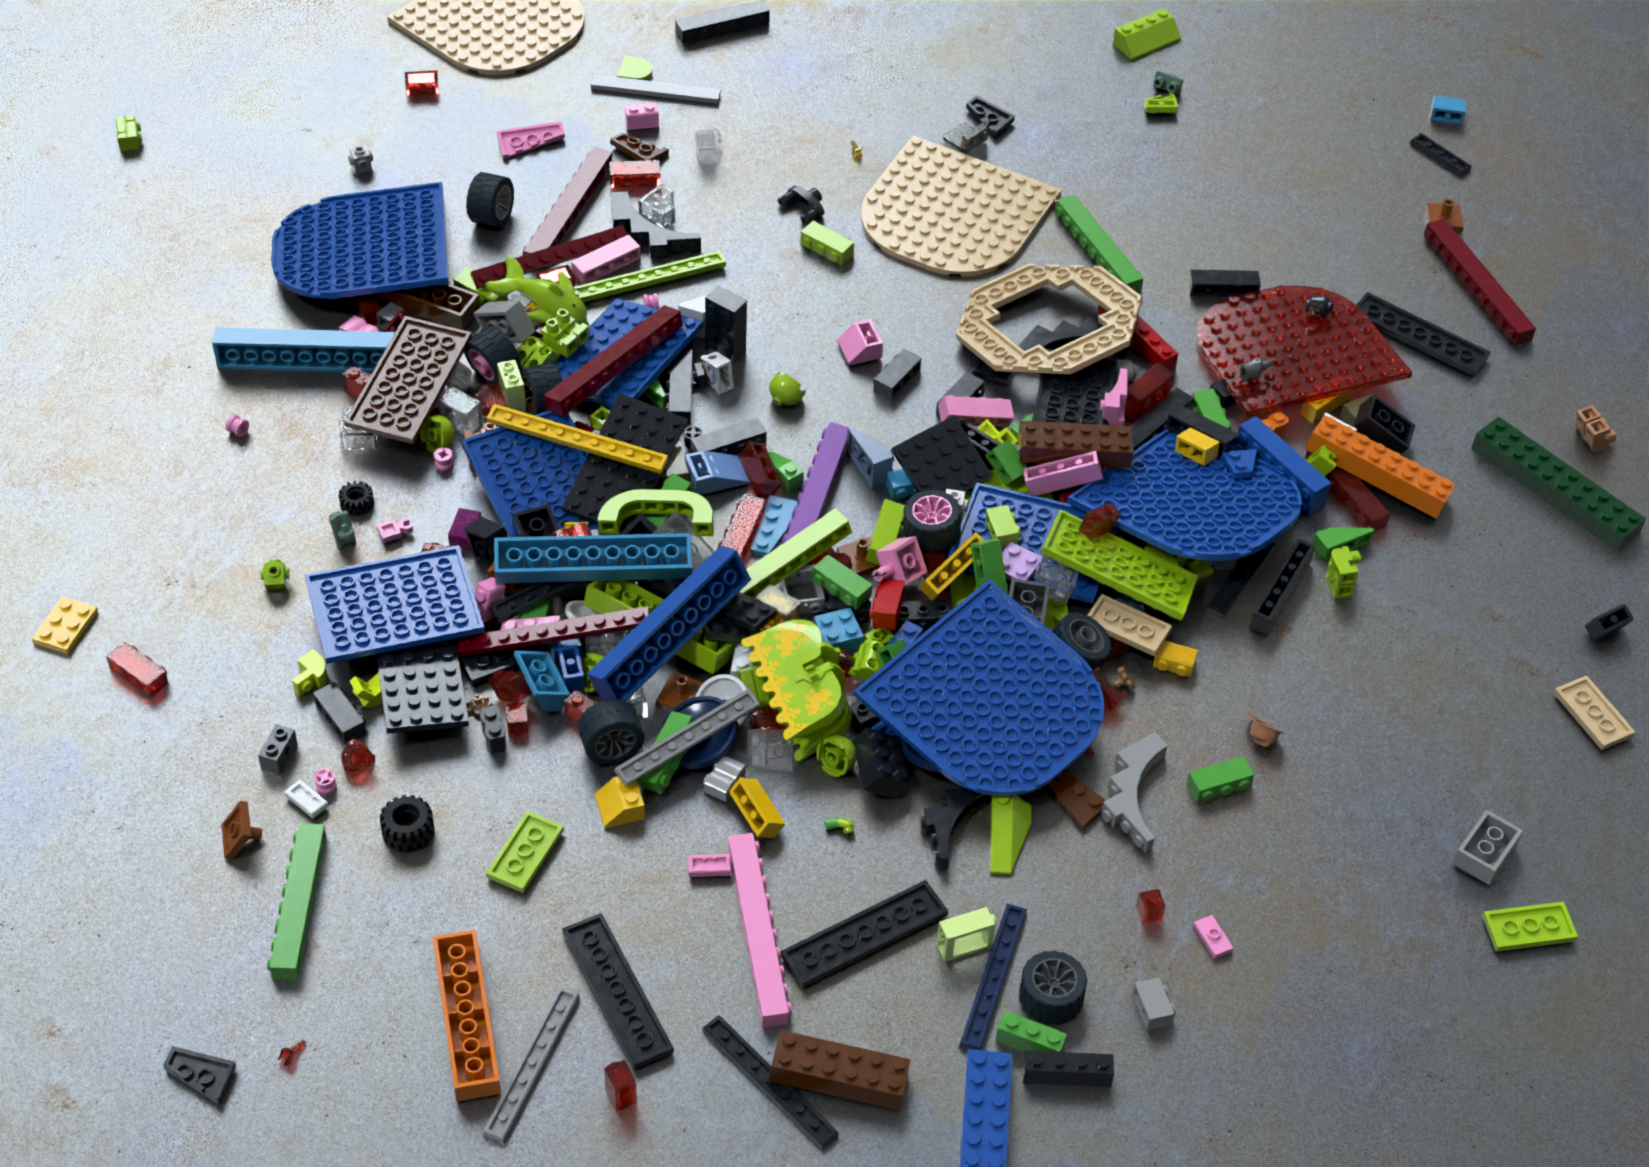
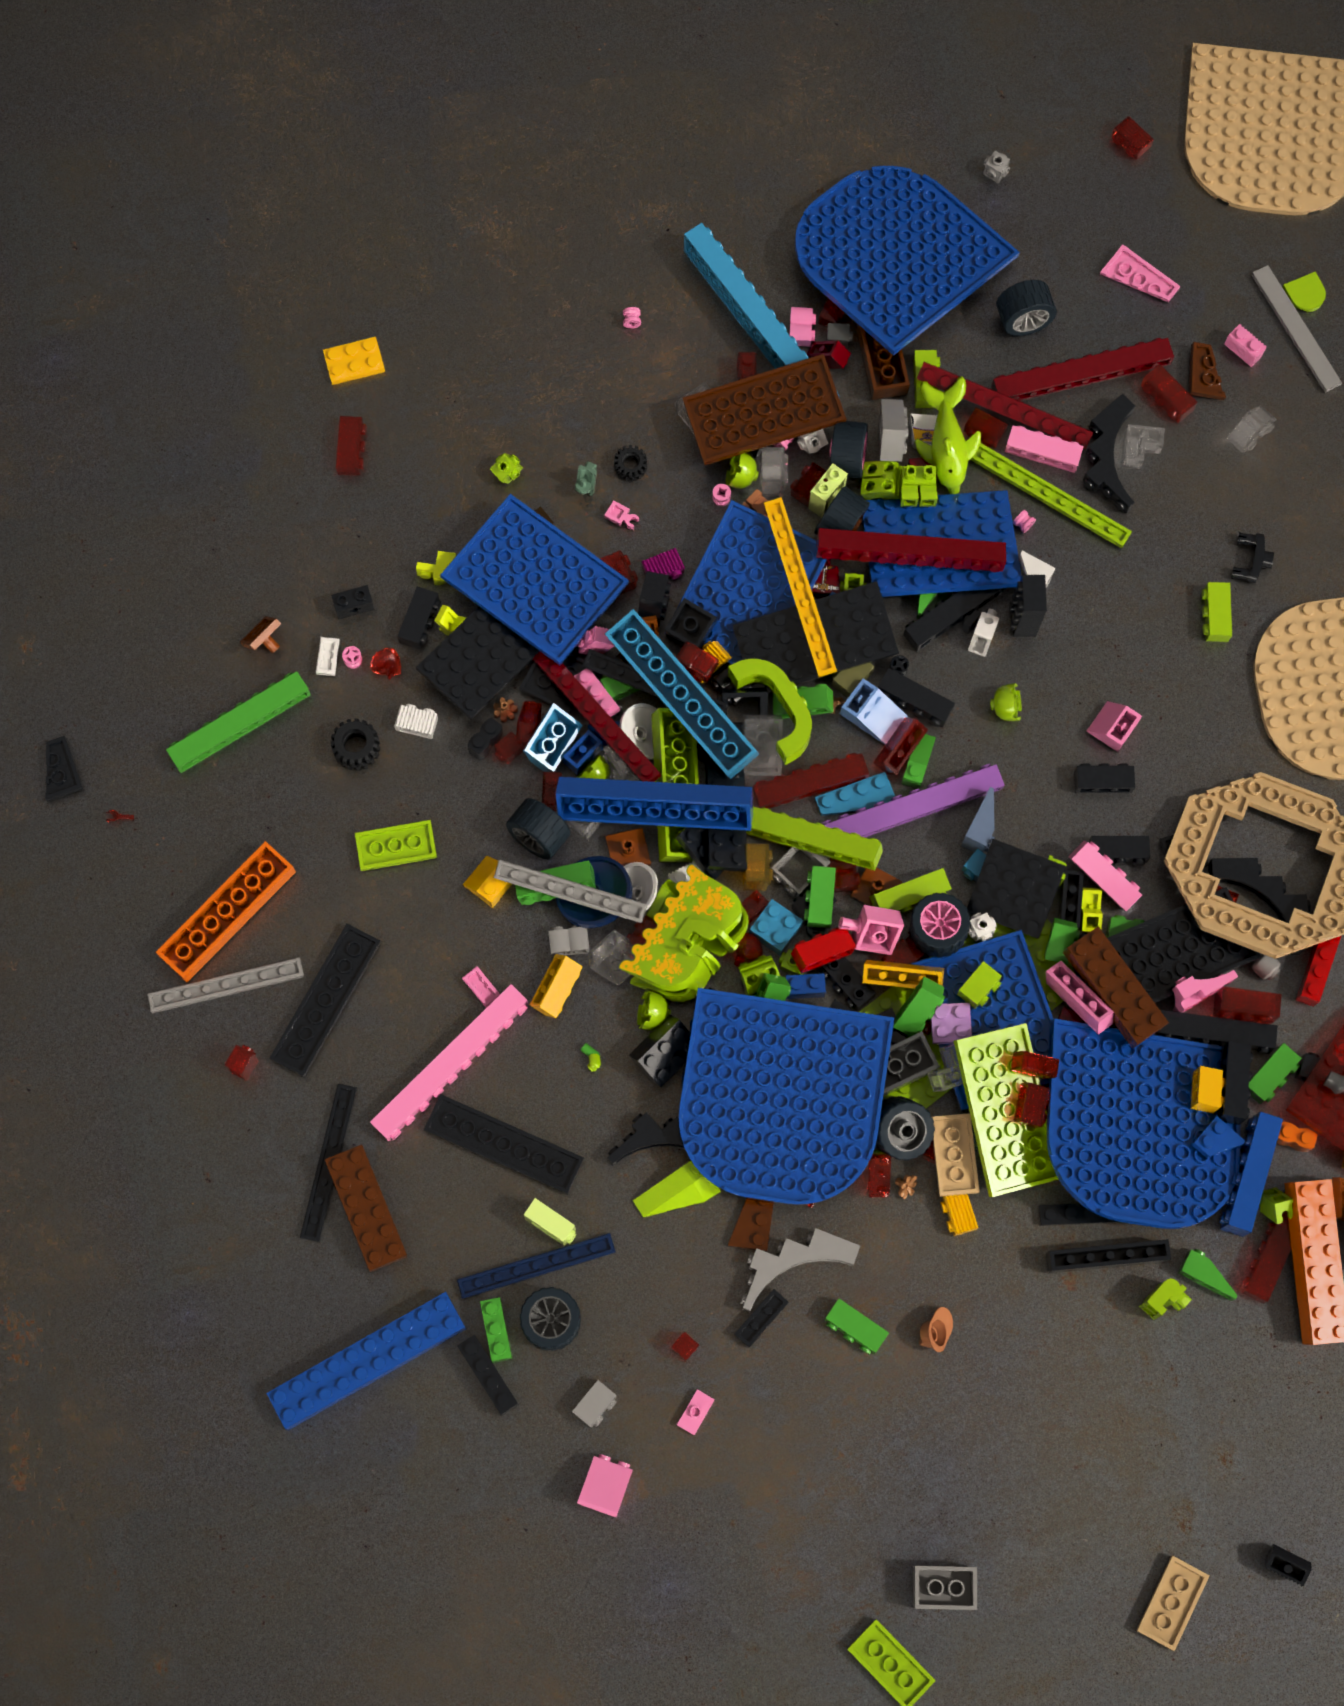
camera: 55 degrees right, 25 degrees up
(429, 769) = (416, 721): none -> white brick
(1129, 544) = (1032, 1105): none -> clear red brick
(1165, 840) = (761, 1318): none -> black plate
(1236, 1038) = (605, 1485): none -> bright pink slope

